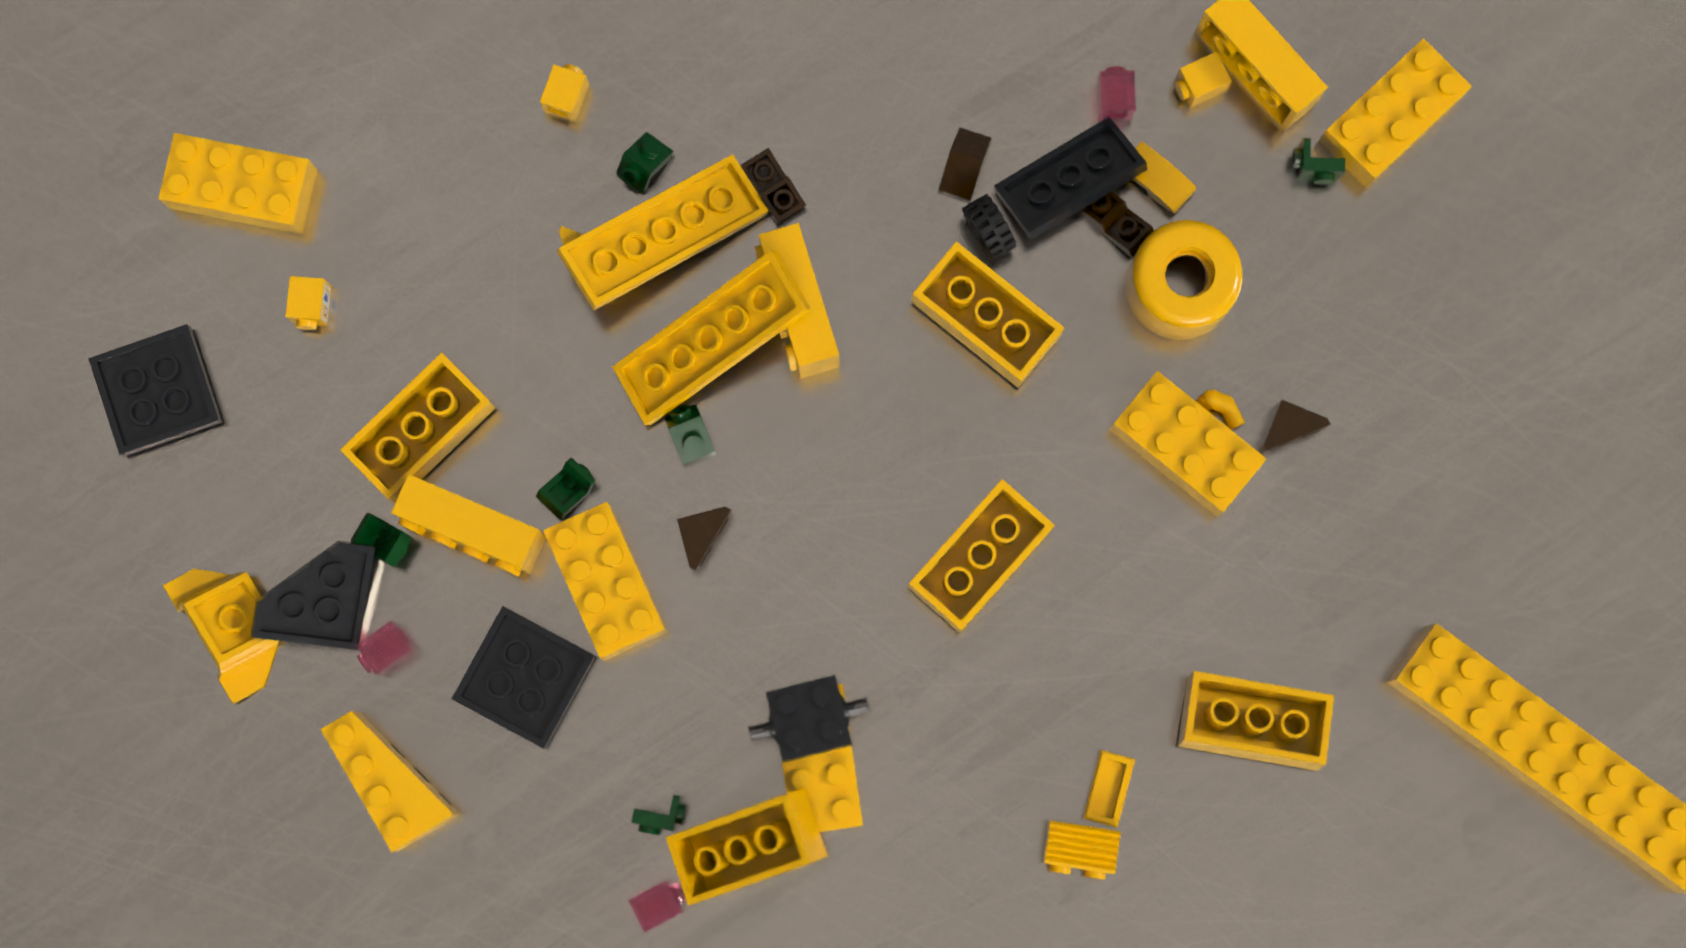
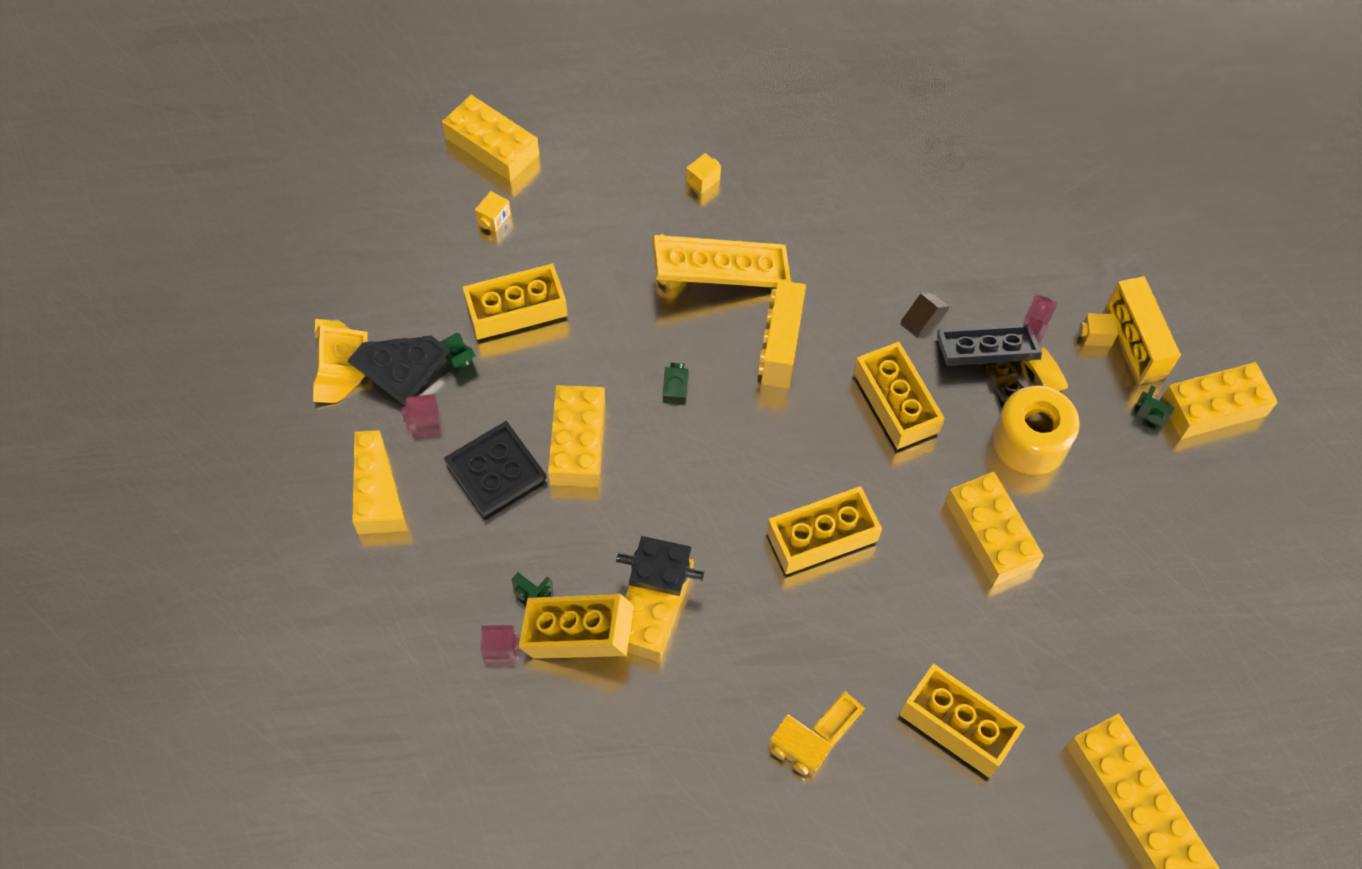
camera: 25 degrees right, 20 degrees down
(155, 390) = (377, 218): black plate -> none
(469, 524) = (513, 364): yellow brick -> none
(566, 488) = (585, 374): dark green bracket -> none
(643, 161) = (729, 225): dark green bracket -> none
(701, 533) = (653, 437): dark brown slope -> none
(711, 337) = (718, 325): yellow plate -> none
(773, 185) = (801, 270): dark brown slope -> none
(989, 227) = (923, 347): black tyre -> none
(1224, 404) = (1029, 519): yellow arm -> none
(1289, 425) = (1069, 550): dark brown slope -> none

